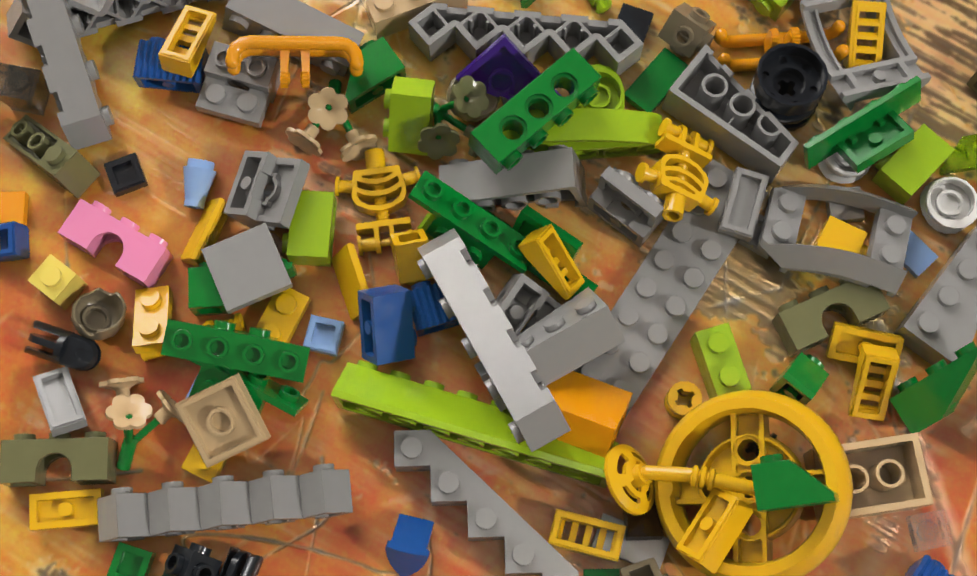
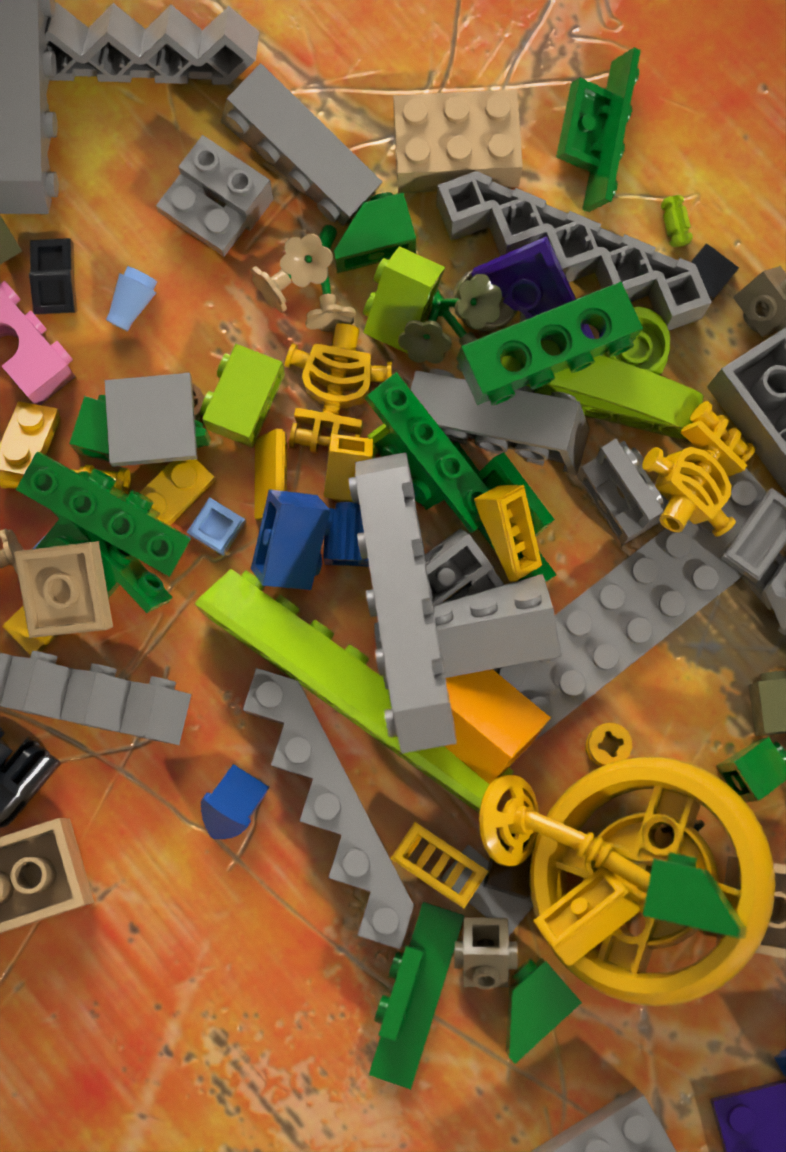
camera: 20 degrees right, 5 degrees up
(135, 197) = (53, 291): none -> black tile
(151, 75) = (143, 146): blue brick -> none
(182, 60) = (156, 145): yellow slope -> none
(205, 232) = (122, 358): yellow slope -> none
(266, 190) = (204, 333): light grey brick -> none
(296, 47) = (290, 171): light orange piece -> none
(655, 81) = (711, 351): green tile -> none
(719, 360) = (668, 715): lime brick -> none

